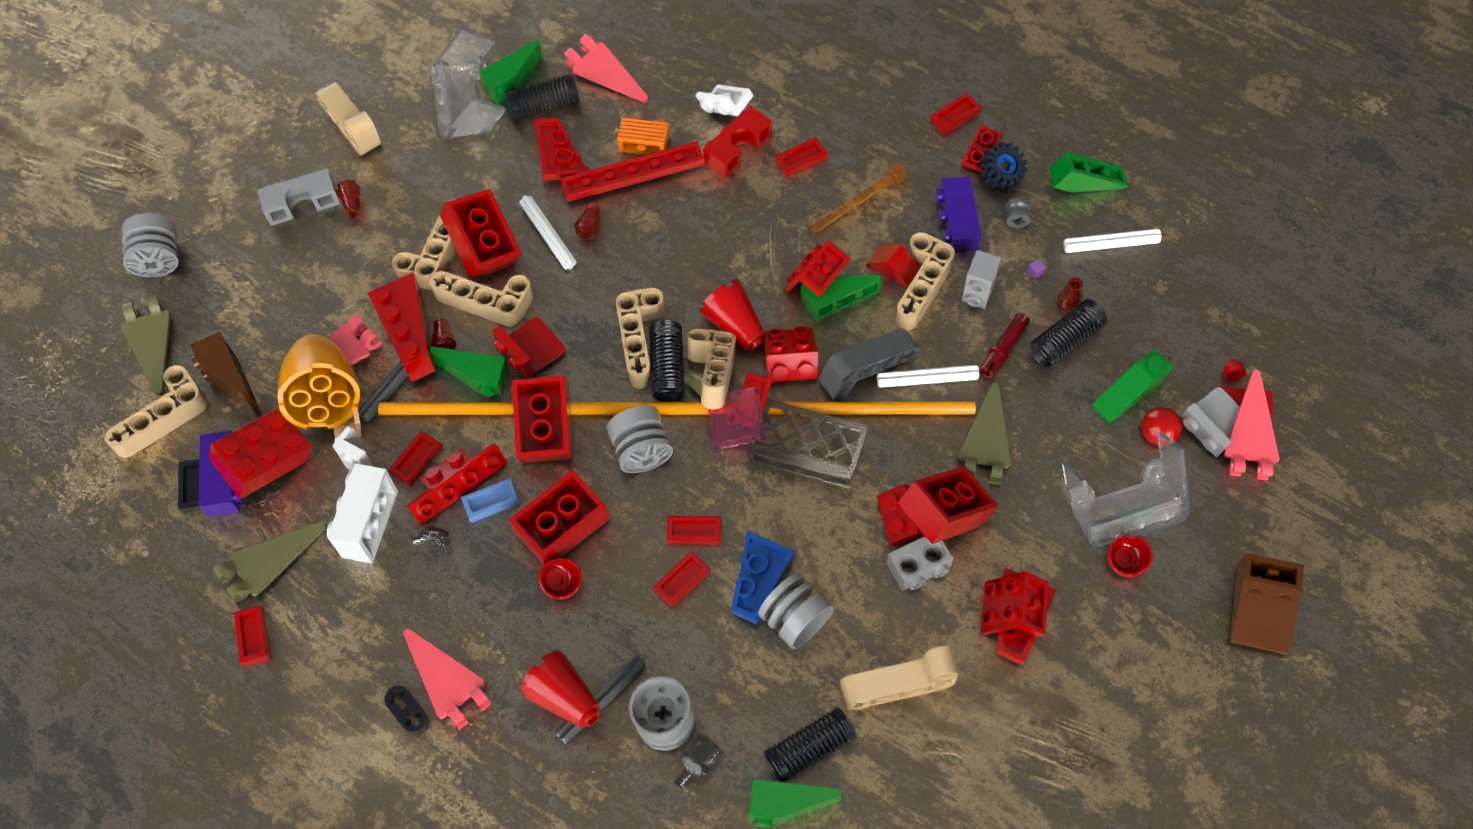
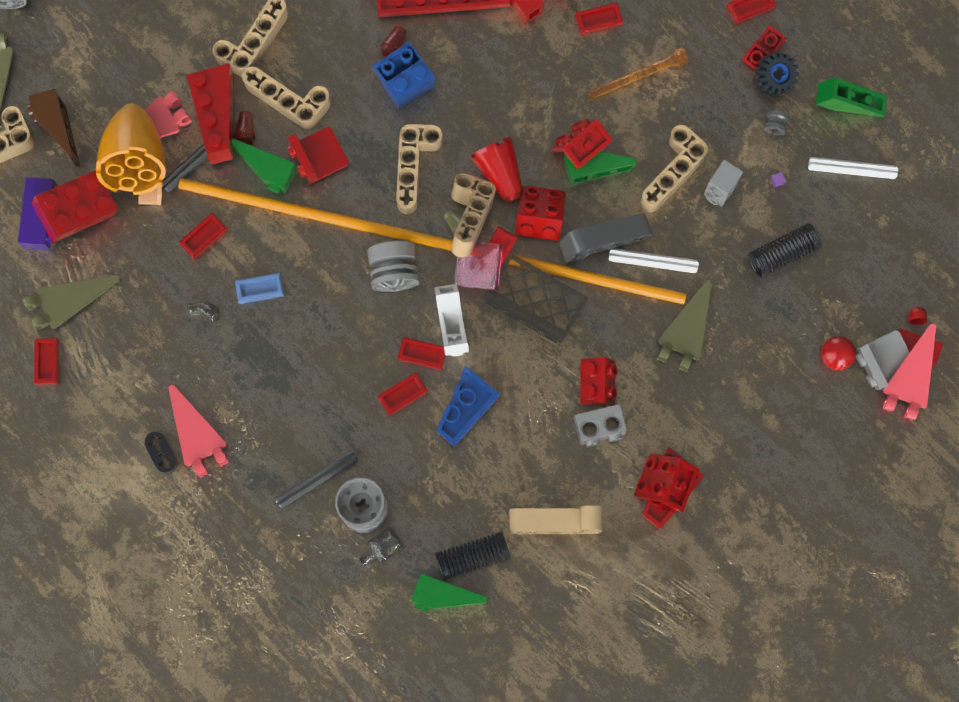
camera: 10 degrees right, 15 degrees up
(188, 486) = (11, 217): black tile -> none
(351, 449) = (148, 218): white bracket -> none
(362, 513) = (151, 279): white brick -> none
(454, 479) = (231, 263): red bracket -> none
(480, 233) = (294, 39): red brick -> none
(542, 419) = (315, 229): red brick -> none
(547, 232) = (355, 44): white axle -> none
(559, 518) = (312, 321): red brick -> none
(560, 578) = (302, 372): red hair -> none
(561, 690) = (286, 469): red cone -> none
(608, 248) = (404, 75): none -> blue slope
(666, 338) = (429, 223): black piece -> none
(718, 483) = (451, 320): none -> white arch
(795, 610) = (485, 442): light grey wheel -> none
(894, 263) = (653, 147): red slope -> none
(947, 504) = (634, 385): red brick -> none
(959, 214) = (723, 112): dark purple brick -> none
(999, 353) = (720, 253): dark red pin -> none
(1071, 294) = (795, 217): clear red cone -> none
(1129, 556) = (773, 461): red hair -> none
(1133, 386) = (825, 312): green slope -> none
(1137, 509) = (793, 420): clear windscreen -> none
(1266, 603) = (871, 526): reddish brown slope -> none

